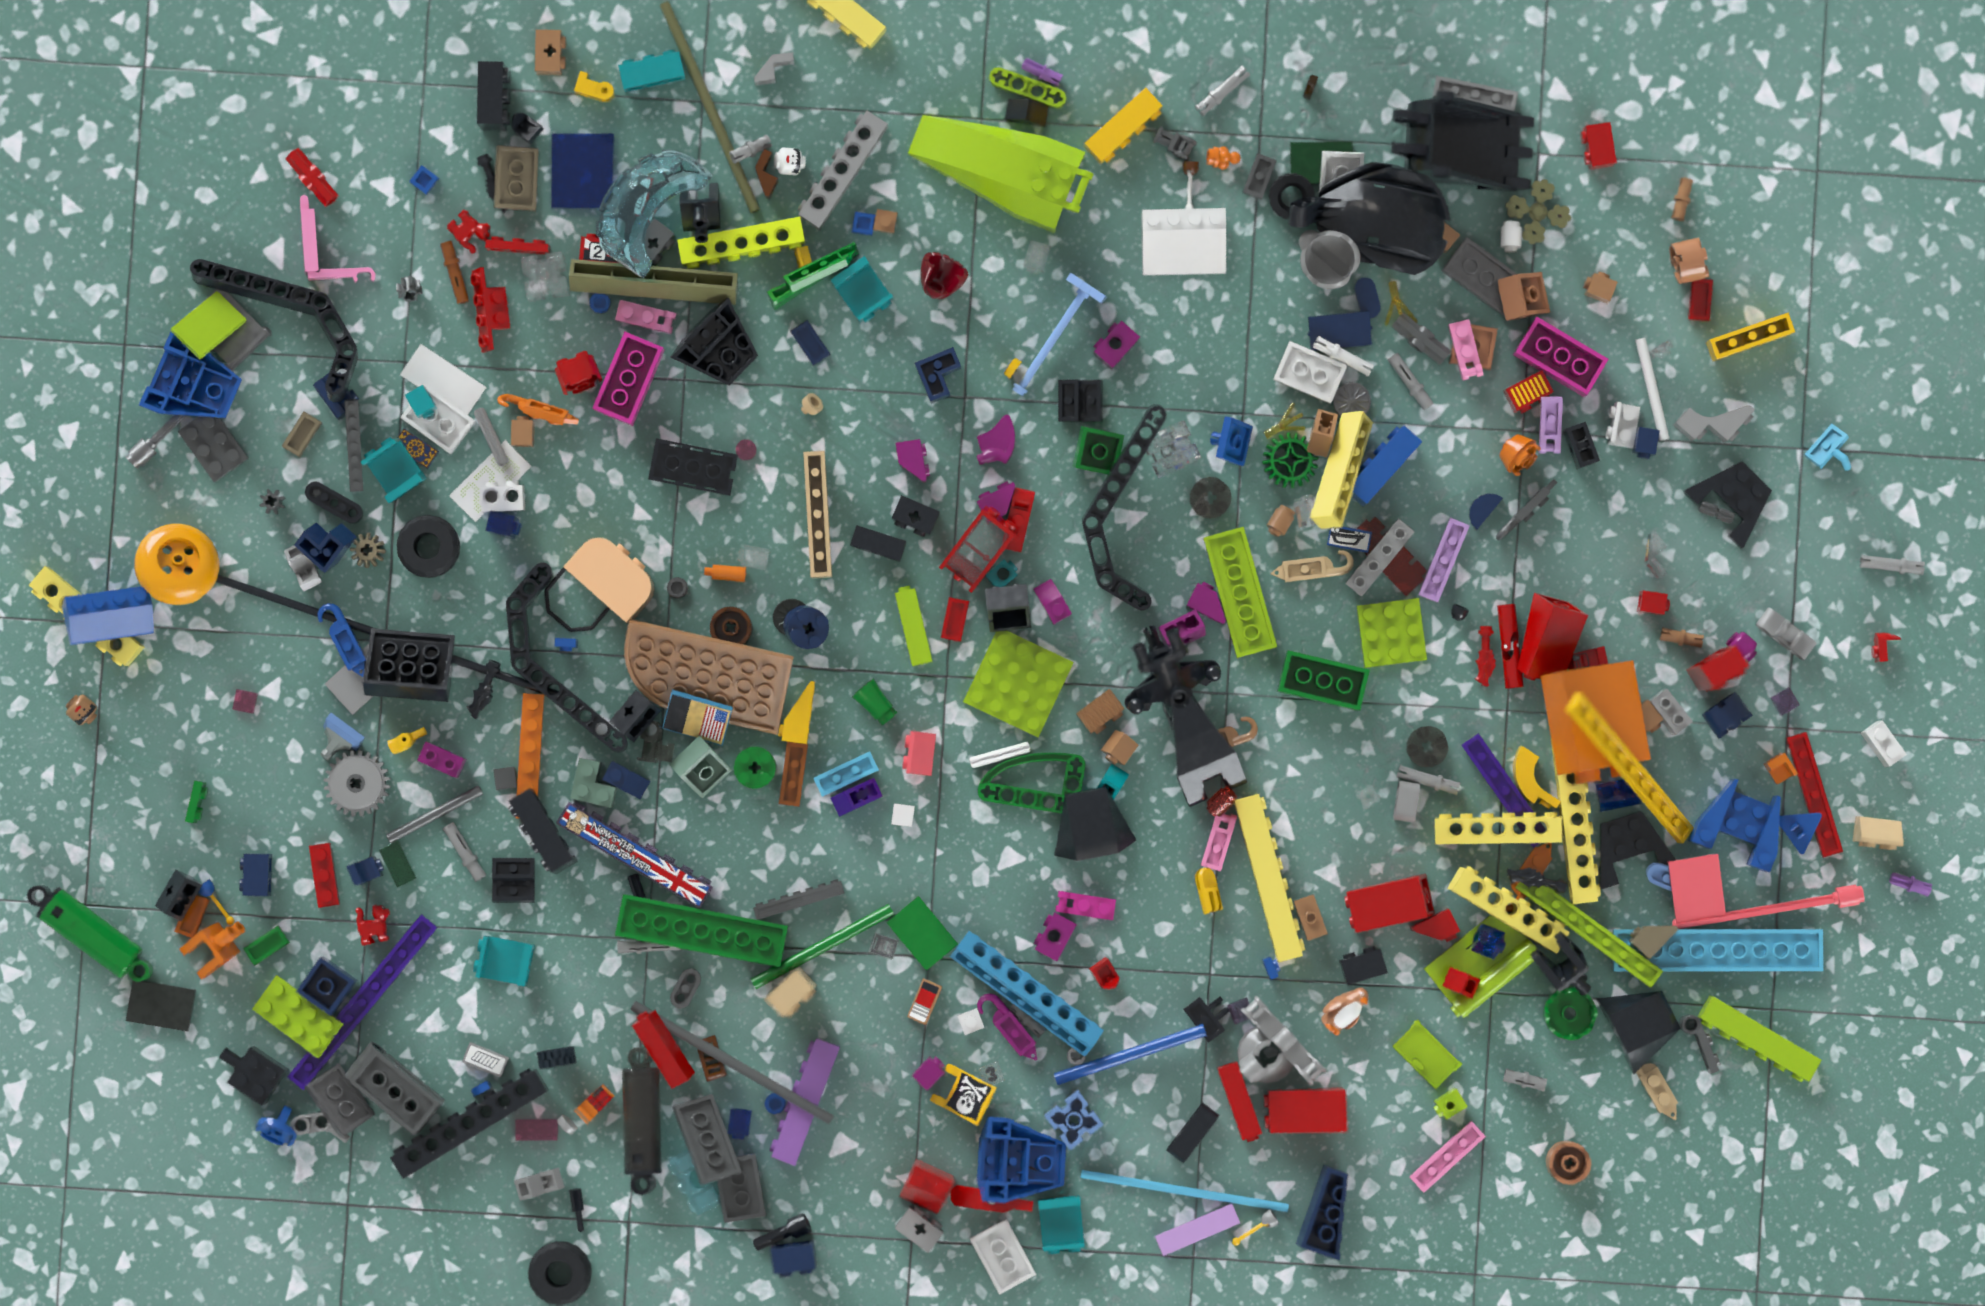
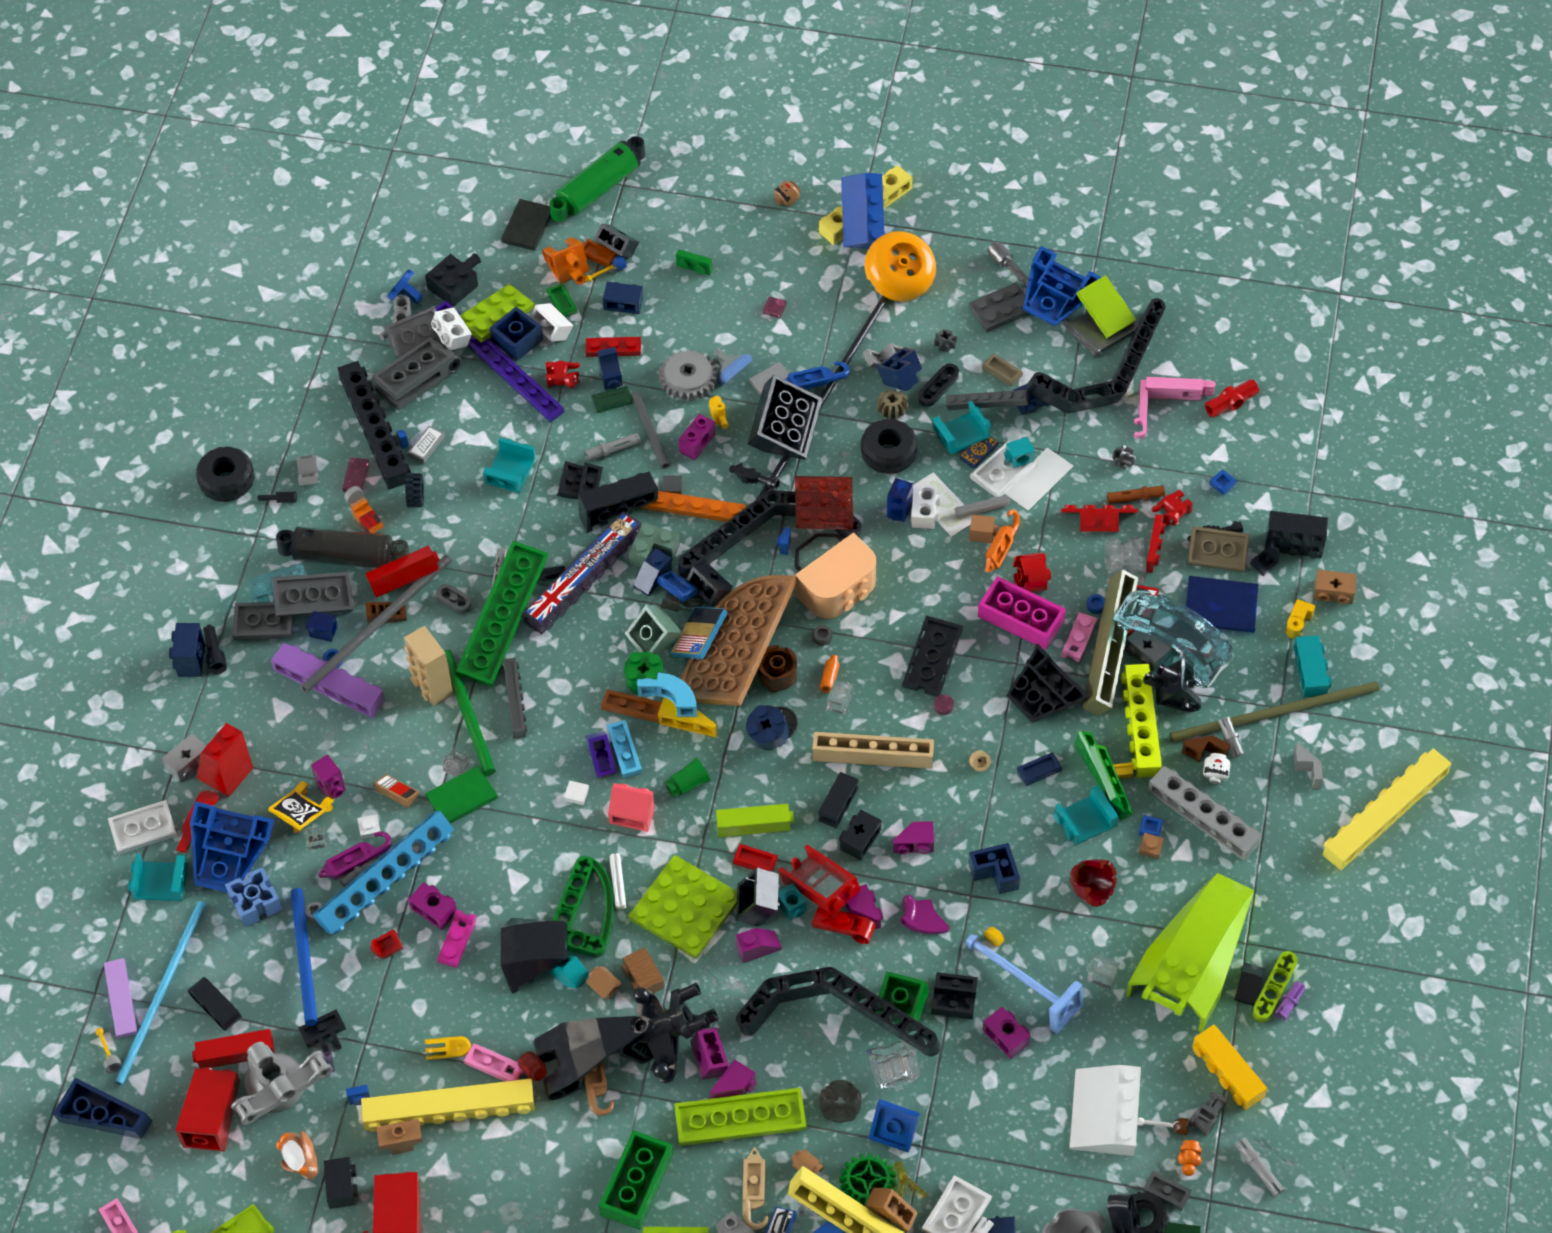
camera: 105 degrees right, 30 degrees down
(305, 950) = (553, 323): none -> white brick
(333, 1055) = (451, 329): none -> white brick
(520, 605) = (823, 502): none -> clear red plate
(641, 750) = (677, 585): none -> blue tile
(781, 726) = (672, 689): none -> medium azure arch

